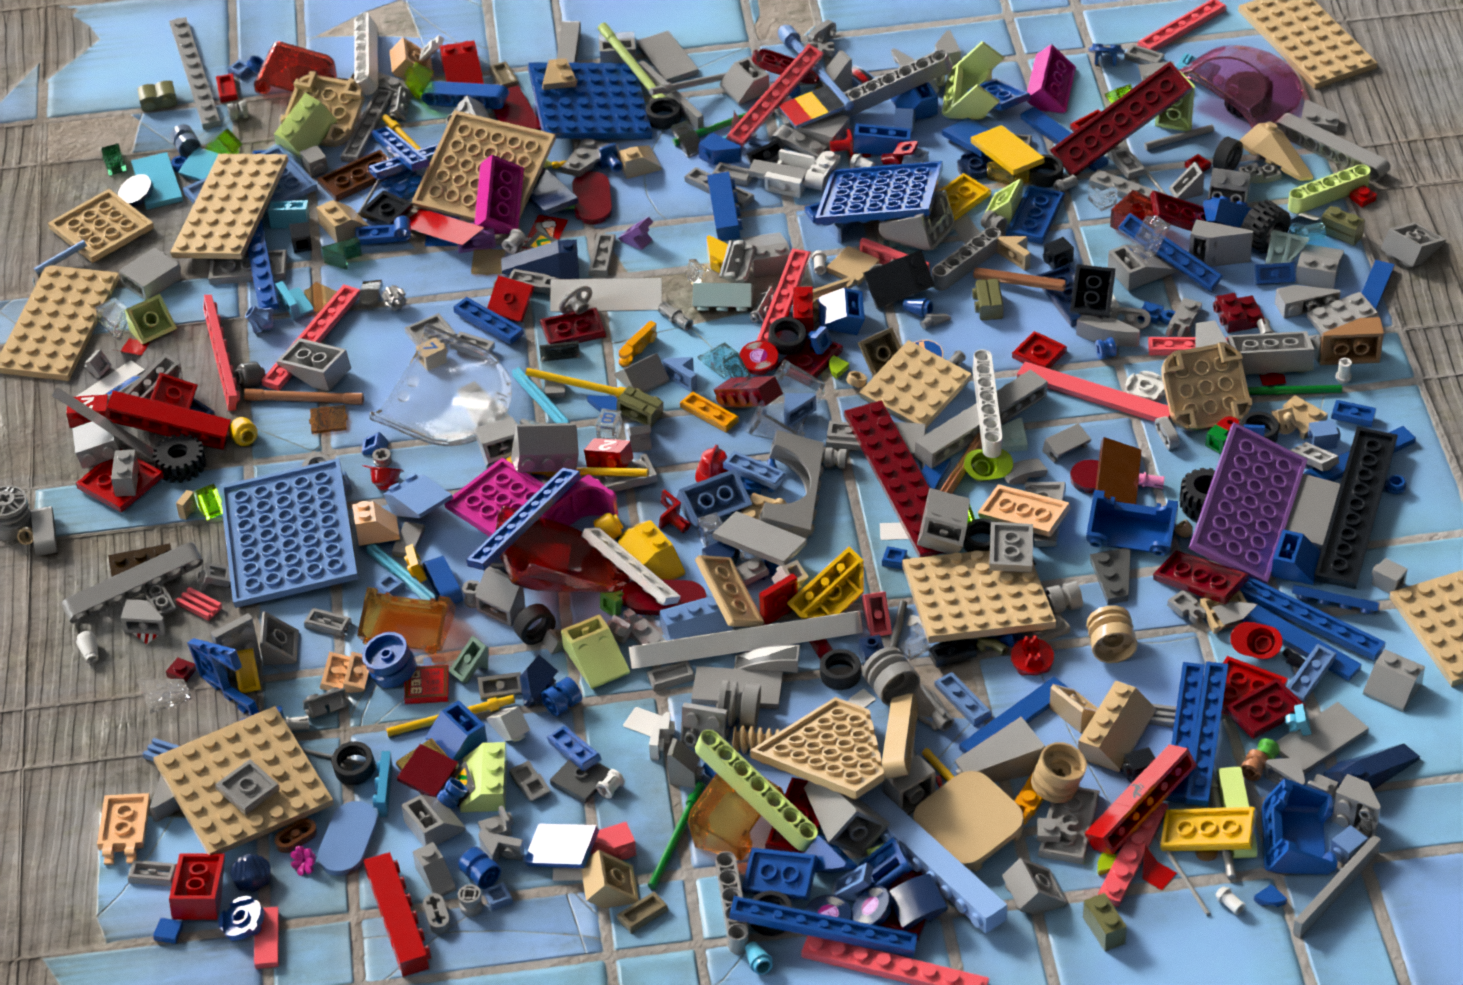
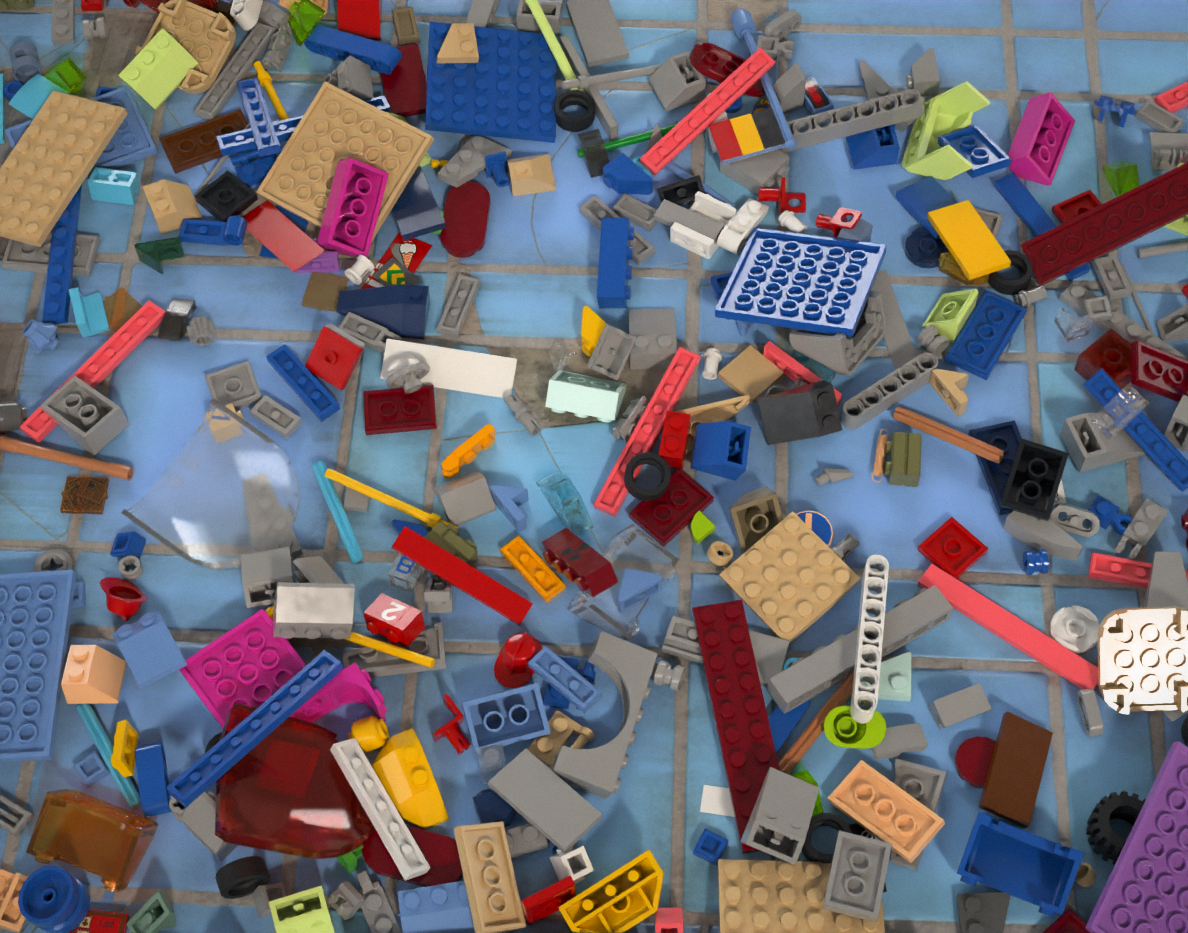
camera: 10 degrees right, 15 degrees up
(300, 237) = (118, 222): black brick -> none
(314, 161) = (161, 114): light grey brick -> none
(410, 534) = (130, 703): light grey tile -> none
(559, 351) = (375, 445): clear smoke slope -> none
(637, 234) = (505, 285): medium lavender slope -> none
(656, 417) = (462, 575): none -> red tile
(759, 357) = (607, 500): red tile -> none
(798, 141) = (722, 180): light grey plate -> none
(819, 339) = (685, 489): blue tile -> none
(879, 139) = (819, 195): blue brick -> none
(905, 118) = (854, 171): medium blue brick -> none
(918, 306) = (818, 454): blue cone -> none
(965, 194) = (904, 290): yellow tile -> none
(969, 302) = (880, 456): none -> light nougat piece
(1058, 253) = (1003, 402): black brick -> none
(1120, 182) = (1098, 309): none -> light grey tile
(1151, 481) = (1056, 787): bright pink pin -> none
(1218, 434) = (1165, 722): green leg -> none

